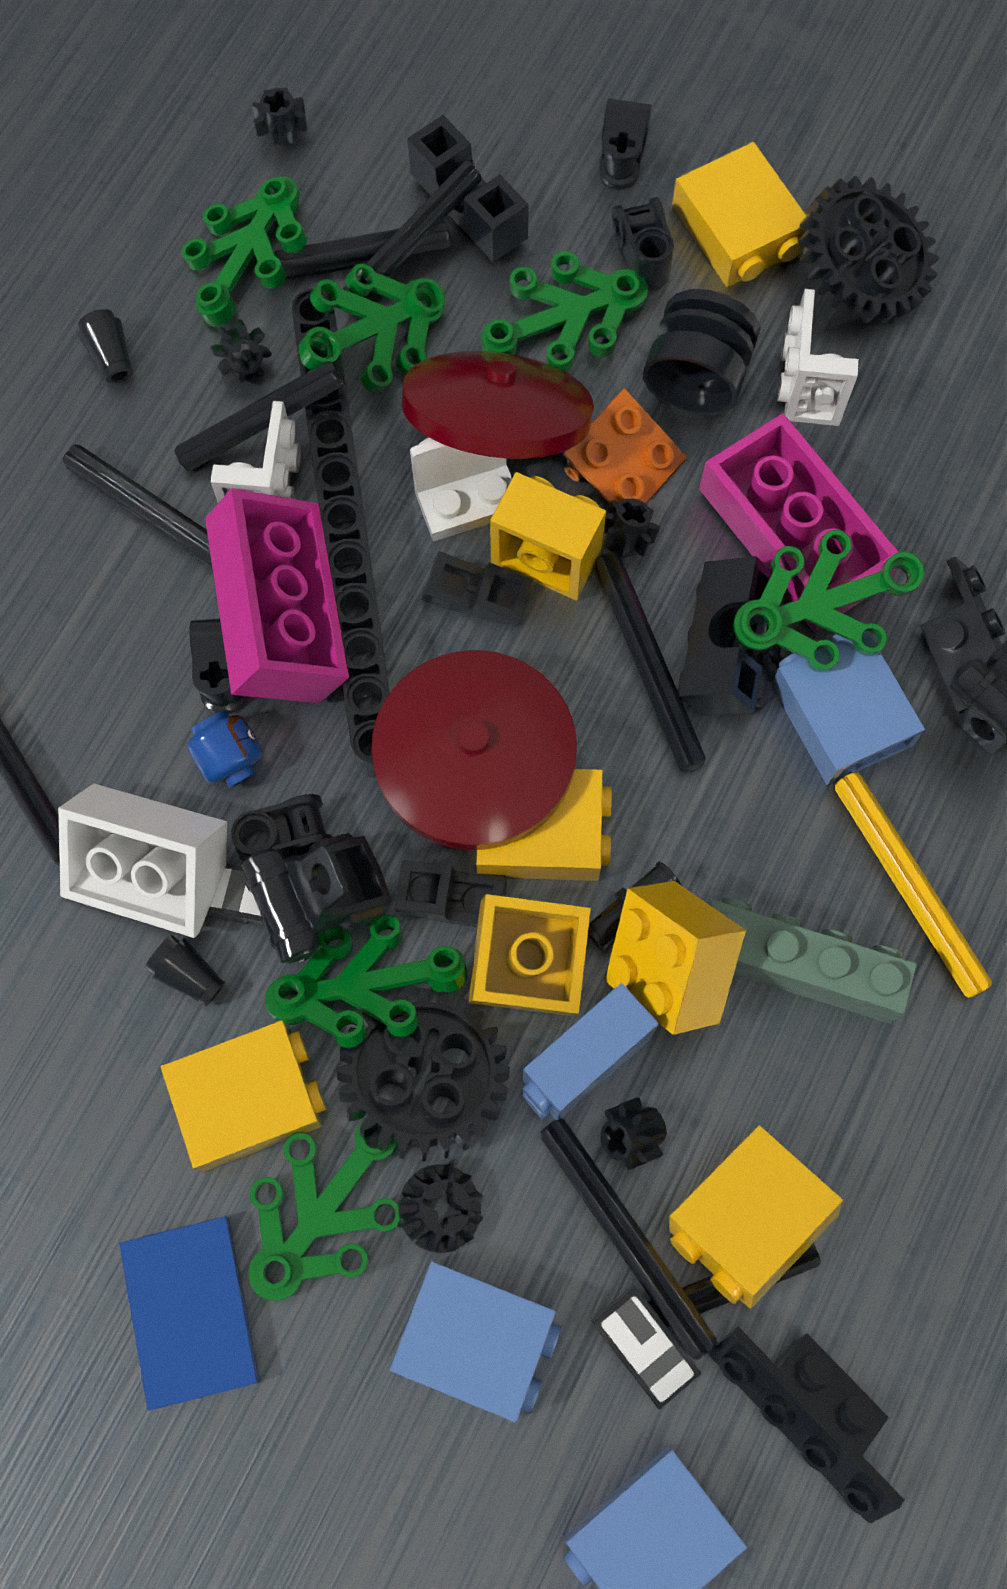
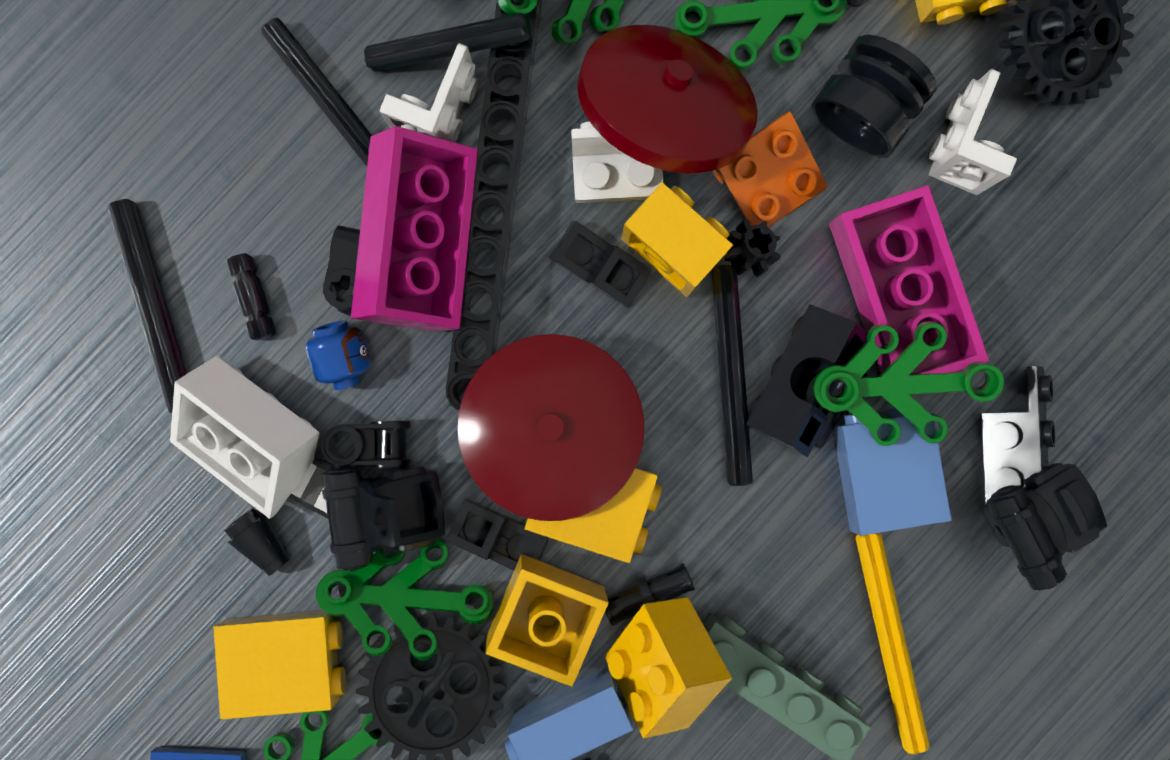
camera: 15 degrees right, 15 degrees up
(114, 721) = (250, 296): none -> black axle

